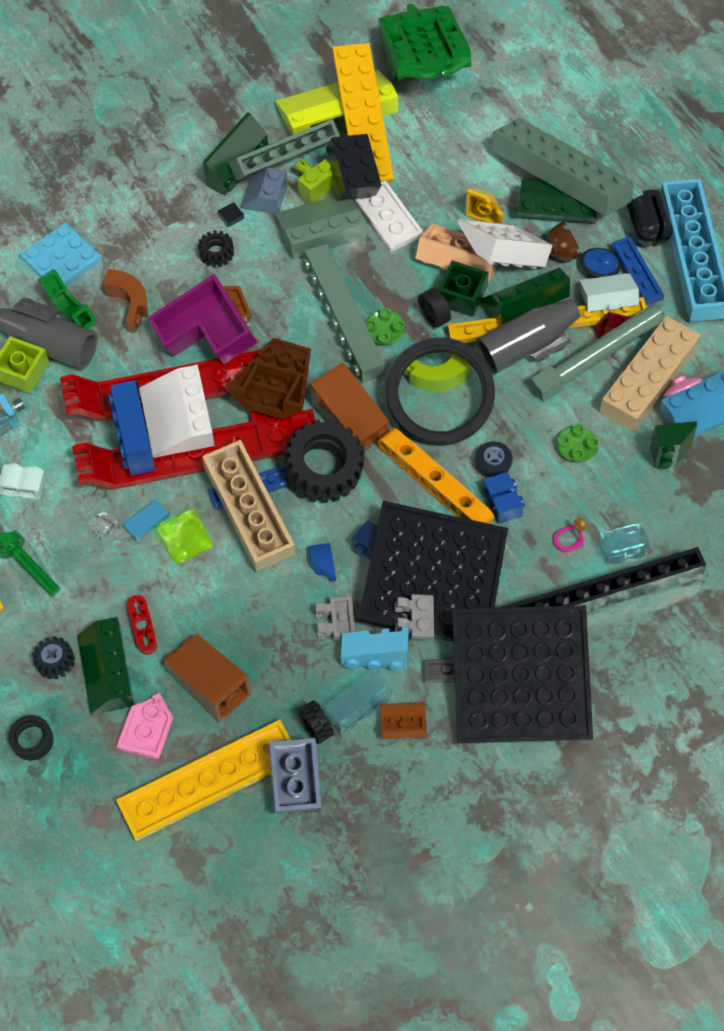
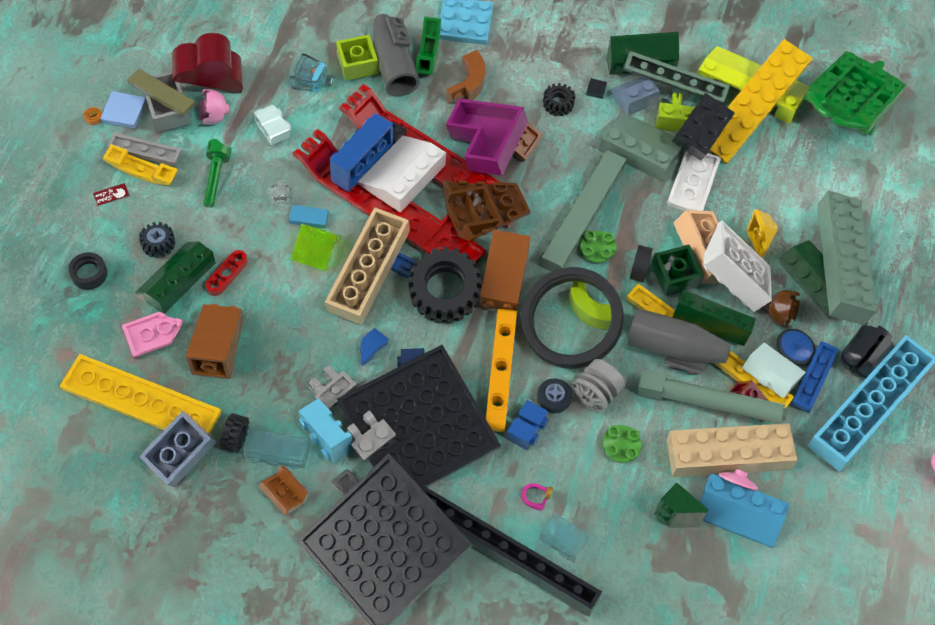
camera: 45 degrees right, 0 degrees up
(517, 419) = (598, 385): none -> light grey wheel

